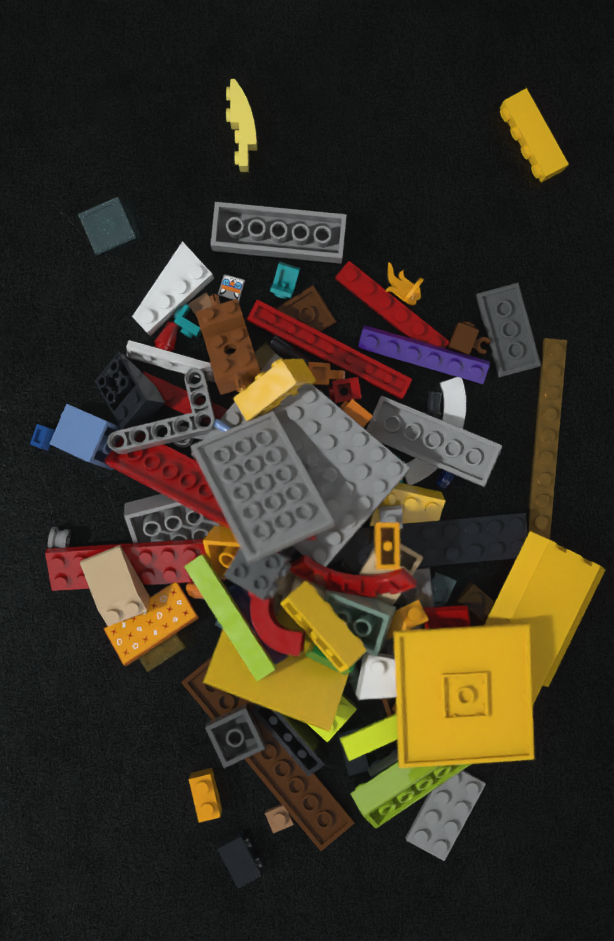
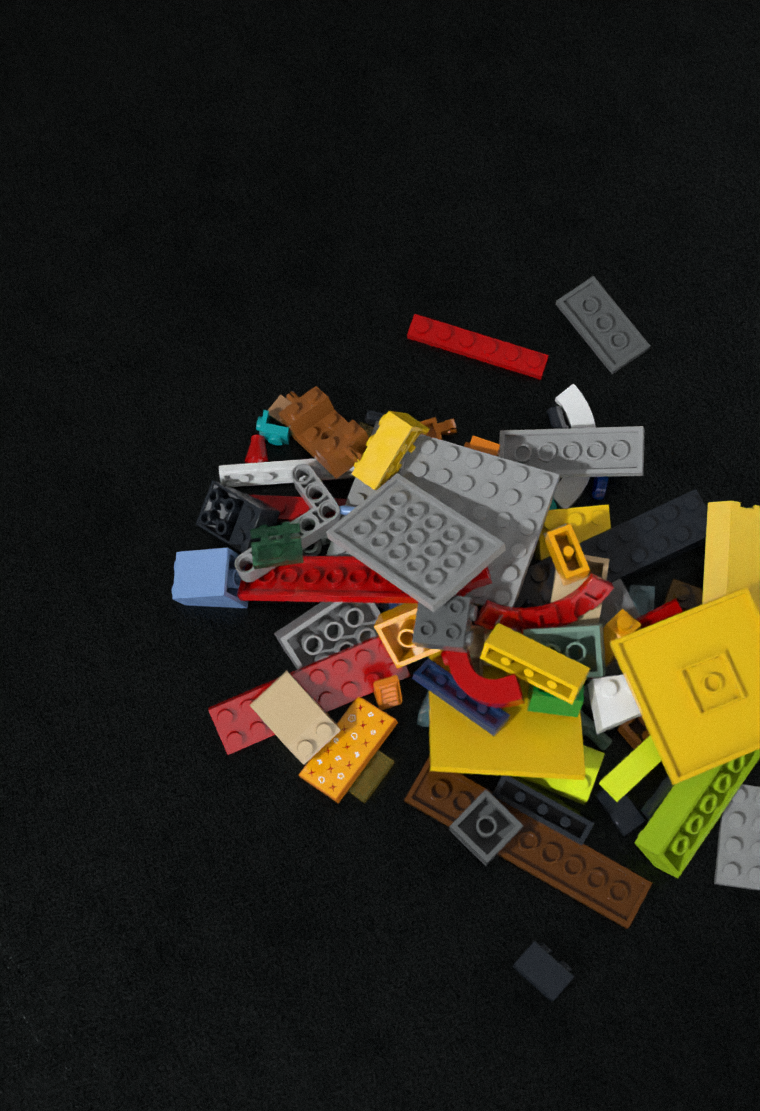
camera: 10 degrees left, 15 degrees down
(42, 437) = (161, 597): blue plate -> none
(59, 538) = (216, 694): light grey wheel -> none
(107, 226) = (154, 366): clear light blue plate -> none
(144, 443) = (279, 551): none -> clear green plate
(175, 286) = (248, 396): white wedge -> none
(205, 795) = (477, 912): light orange brick -> none
(230, 617) = (434, 695): lime tile -> none
(231, 287) = (304, 381): tile -> none
(241, 118) = (258, 222): light yellow slope -> none
(278, 232) = (334, 310): light grey brick -> none
(278, 818) = (568, 911): medium nougat plate -> none
(285, 280) = (357, 354): teal bracket -> none
(309, 309) = (391, 381): reddish brown tile -> none
(329, 349) = (429, 404): red plate -> none
(350, 384) = (462, 431): red brick -> none
(404, 288) = (480, 321): light orange piece -> none
(423, 354) = (527, 375): dark purple plate -> none
(464, 339) = (563, 348): reddish brown brick -> none
(533, 135) = (550, 136): yellow brick -> none
(546, 437) = (685, 409): pearl gold plate -> none

